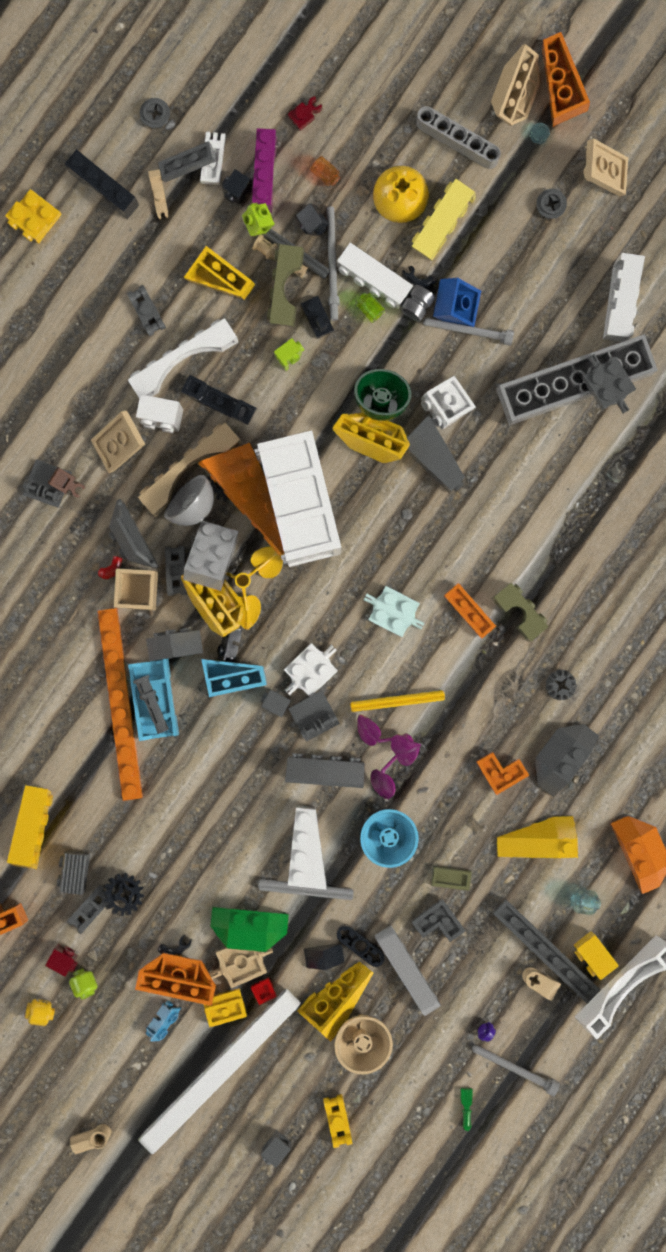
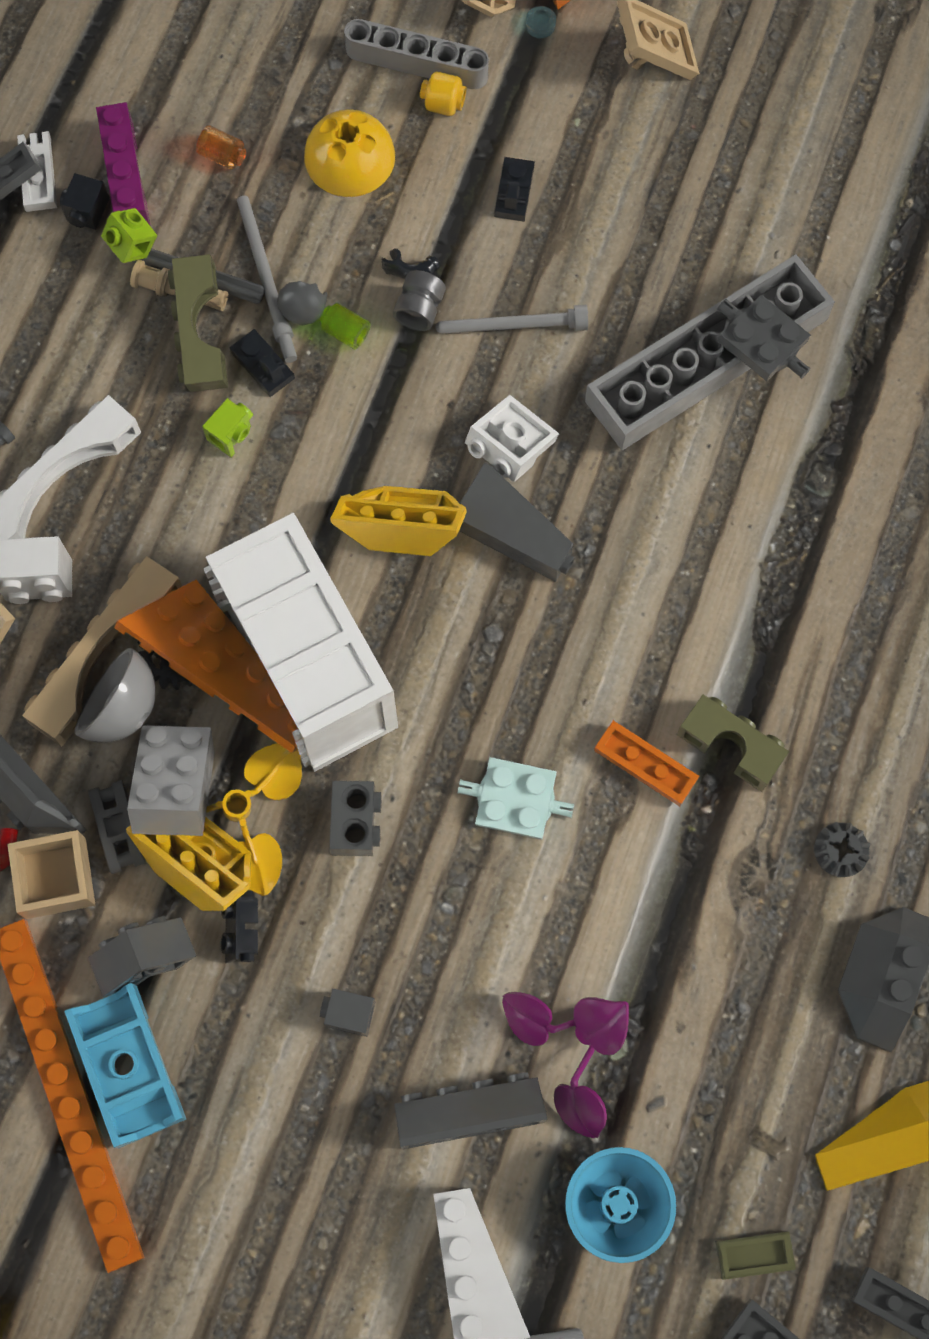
camera: 15 degrees left, 15 degrees down
(148, 695) = (112, 1056): dark grey pin -> none
(218, 274) = (85, 335): yellow wedge -> none
(218, 400) = (127, 529): black slope -> none
(231, 677) = (258, 984): medium azure wedge -> none
(299, 599) = (346, 818): none -> dark grey brick
(303, 115) = (168, 79): dark red plate -> none
(310, 670) = (396, 938): white plate -> none
(312, 220) = (217, 220): black brick -> none
(313, 716) = (423, 1018): dark grey hinge -> none
(348, 288) = (301, 302): none -> dark grey hair
(374, 276) = (343, 277): white brick -> none
(382, 394) = (399, 448): dark green piece -> none
(395, 701) = (564, 953): yellow axle -> none
(444, 219) = (426, 168): light yellow wedge -> none
(457, 302) = (482, 283): blue slope -> none
(467, 169) = (443, 93): none -> yellow head
(492, 243) = (514, 189): none -> black hinge
(499, 777) = (786, 1041): orange plate -> none
(556, 197) = (592, 102): dark grey gear -> none
(623, 297) = (743, 211): white wedge -> none

